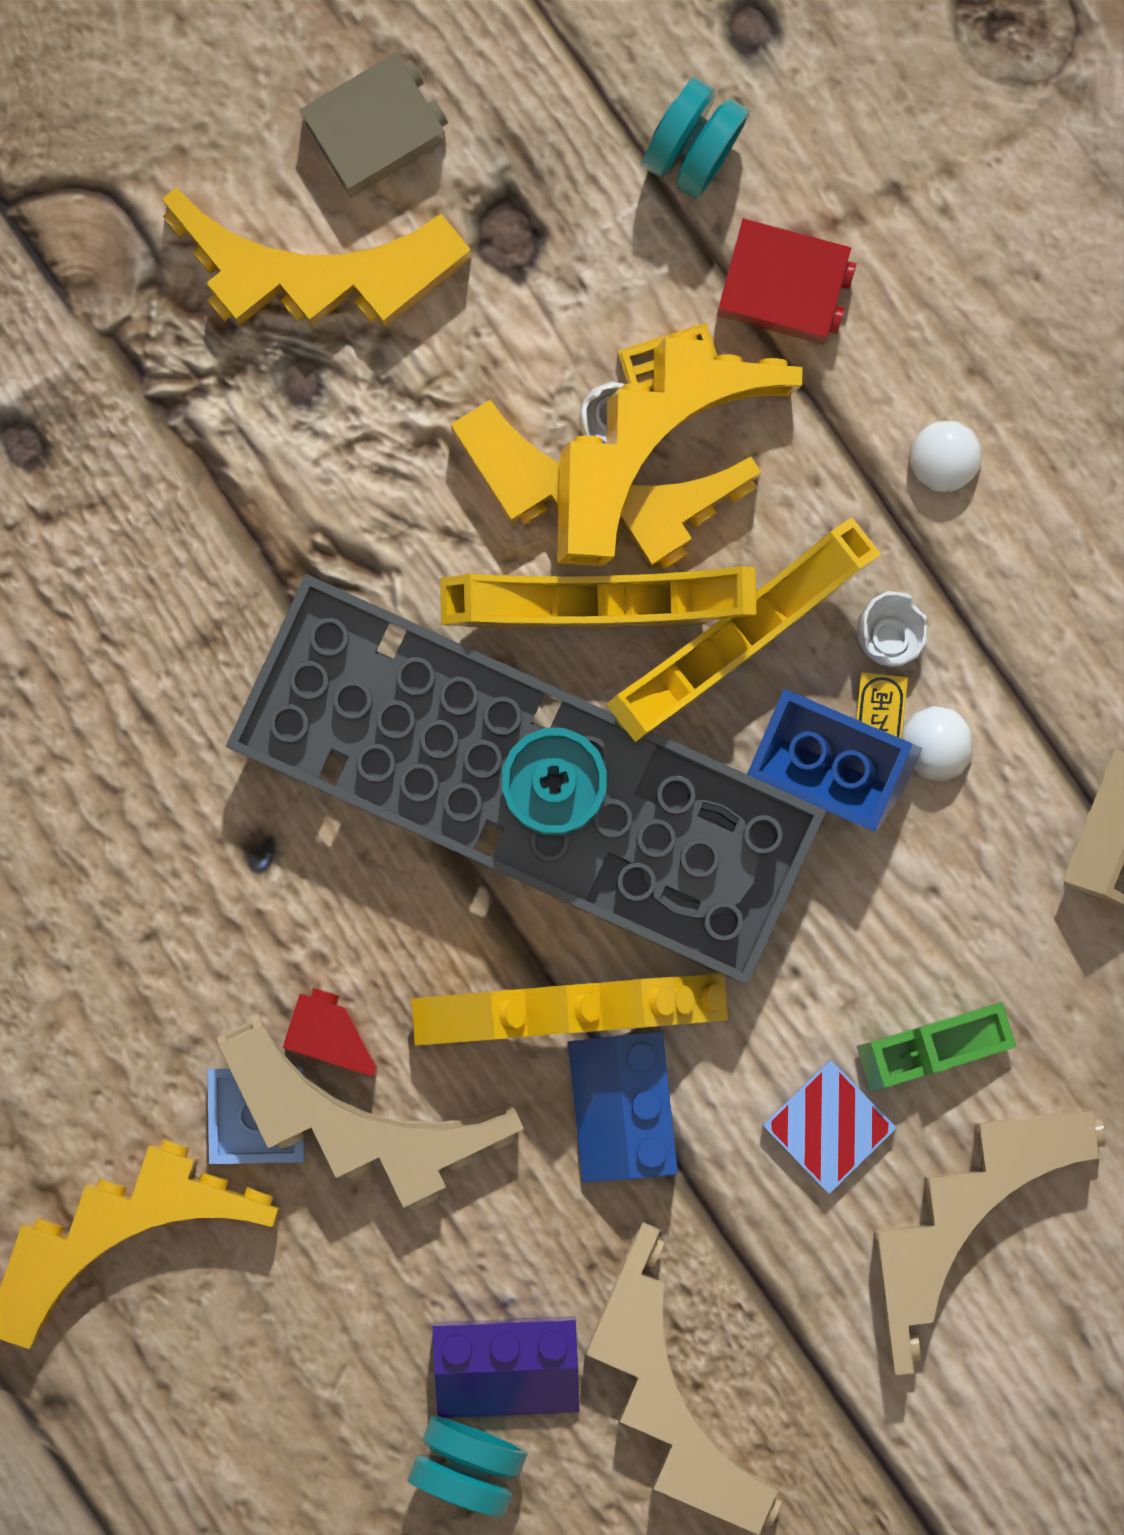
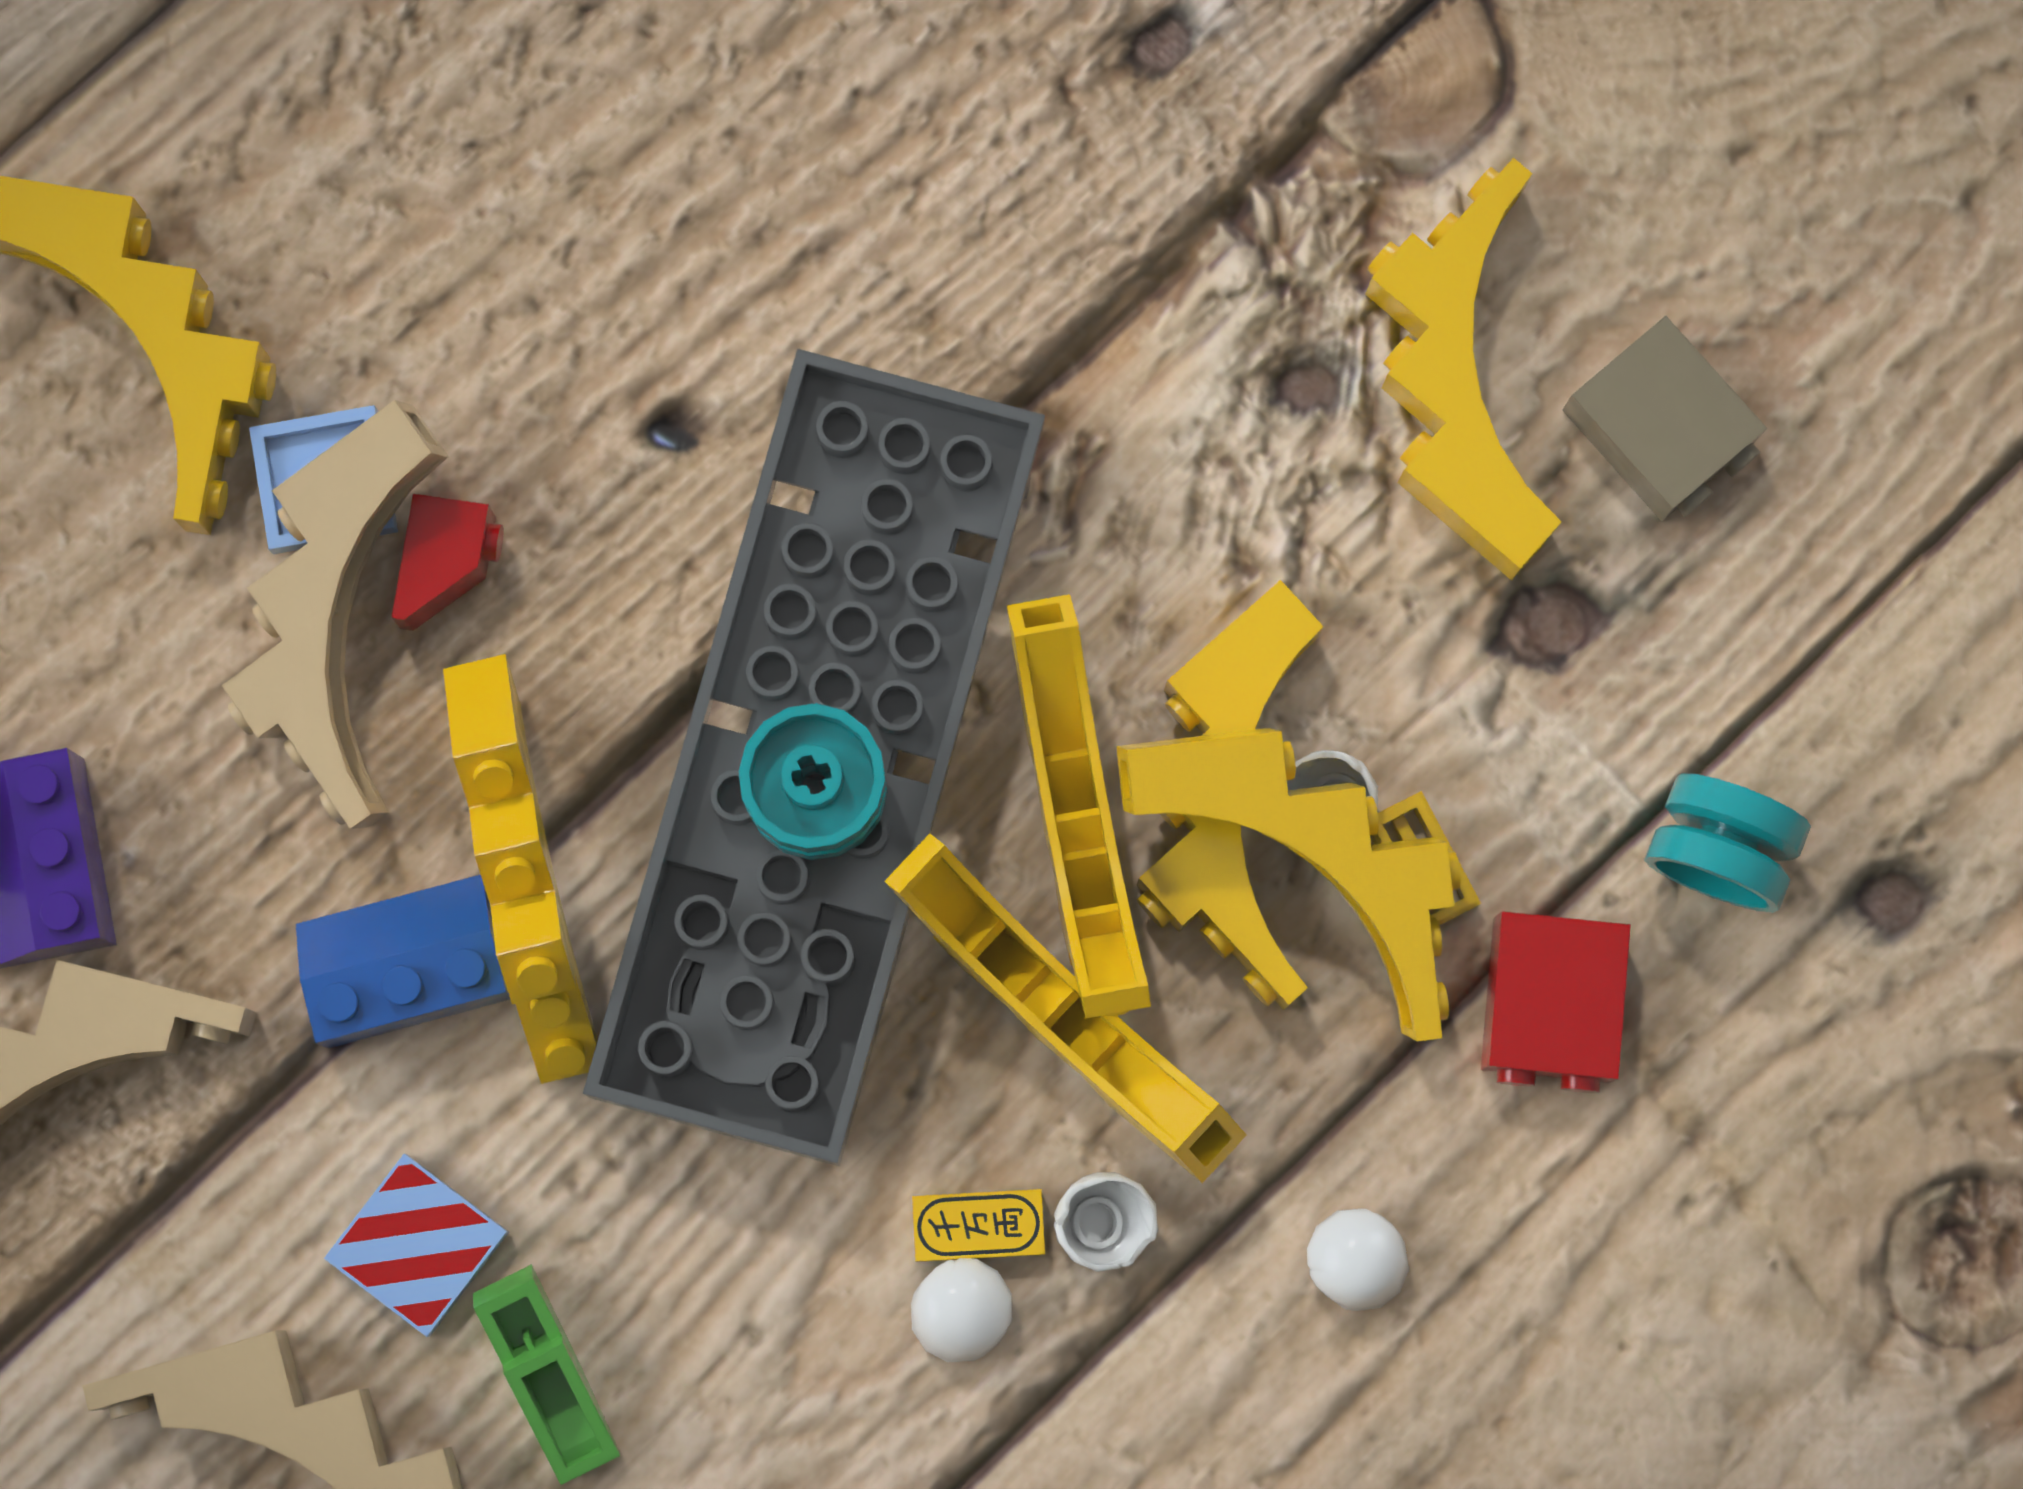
camera: 80 degrees right, 5 degrees down
(833, 760) = (910, 1166): blue slope -> none

